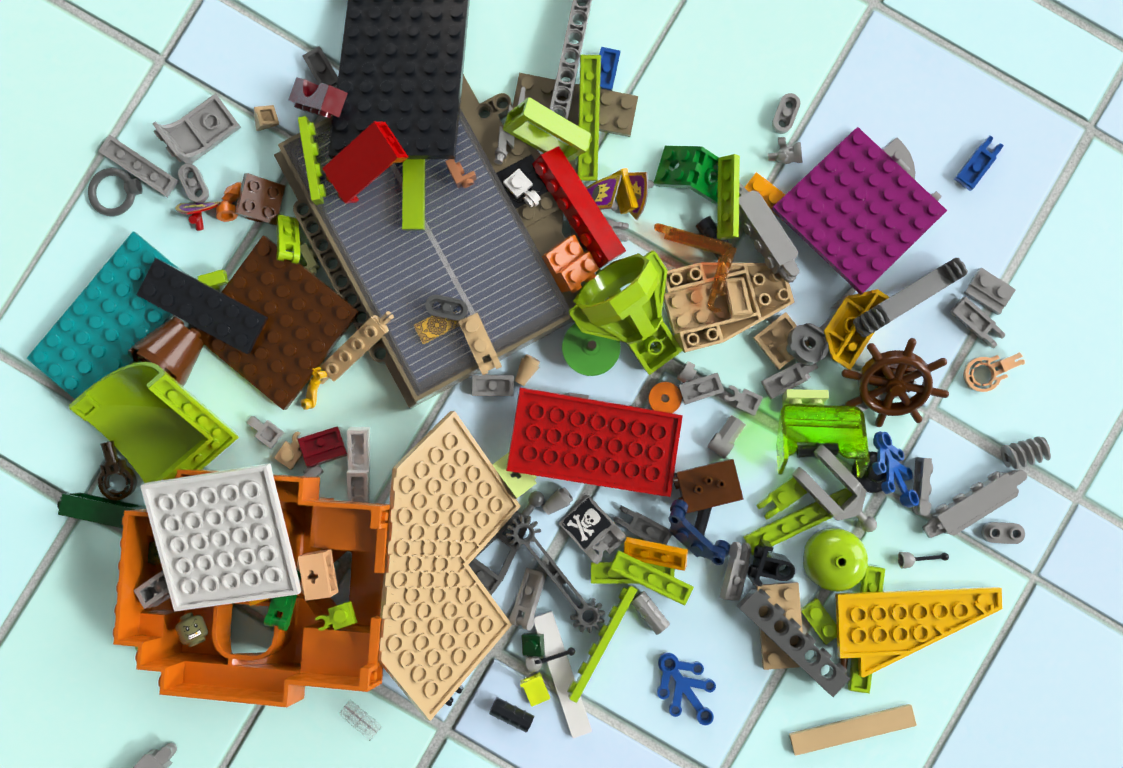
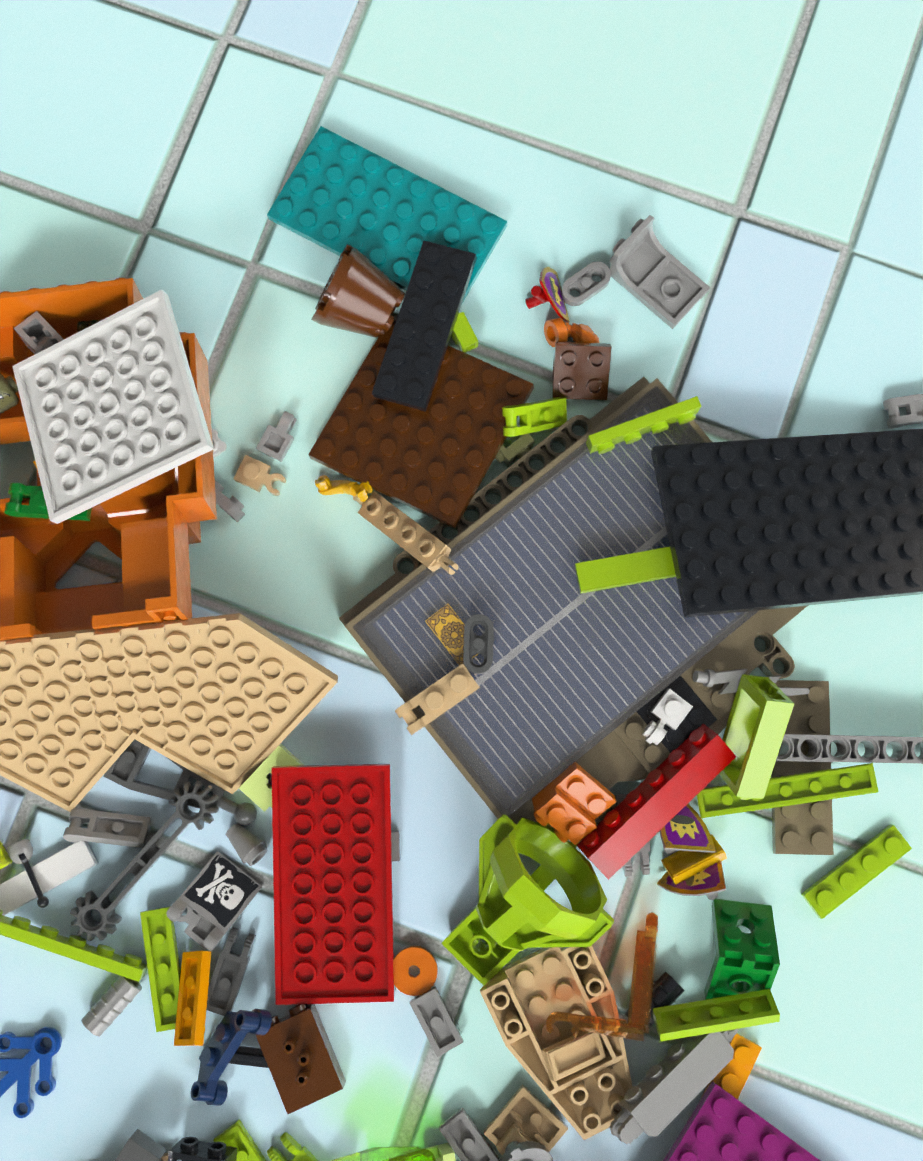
camera: 85 degrees right, 5 degrees down
(94, 508) = (142, 246): dark green window -> none
(111, 466) = (202, 258): dark brown pin -> none
(131, 186) = (565, 209): dark grey piece -> none
(138, 166) = (594, 212): light grey plate -> none
(153, 421) = (260, 297): lime panel -> none
(265, 117) = (692, 357): tan slope -> none
(317, 99) = (730, 418): dark red arch -> none
(317, 563) = (82, 541): light nougat brick -> none
(320, 67) = (773, 415): dark grey plate -> none
(322, 447) = (268, 514): dark red plate -> none
(339, 616) = (31, 580): lime plate -> none
(358, 464) = (248, 567): white slope -> none
(363, 161) = (655, 495): red panel -> none
(457, 171) = (668, 622): nougat bracket -> none
(493, 385) = (388, 726): light grey plate -> none
(526, 369) = (420, 768): tan cone -> none
(533, 644) = (46, 846): dark green plate -> none
(589, 353) = (453, 852): bright green piece -> none
(609, 65) = (868, 805): blue plate -> none
(651, 577) = (158, 998): lime tile -> none
(652, 83) = (856, 871): none -> lime plate
(687, 372) = (453, 998): light grey plate -> none
(724, 440) = (367, 1068): light grey piece -> none
(736, 571) = (185, 1120): light grey hinge -> none
(746, 401) = (431, 1091): light grey plate -> none
(786, 114) = (855, 1077): light grey plate -> none
(787, 154) = (797, 1089): light grey piece -> none

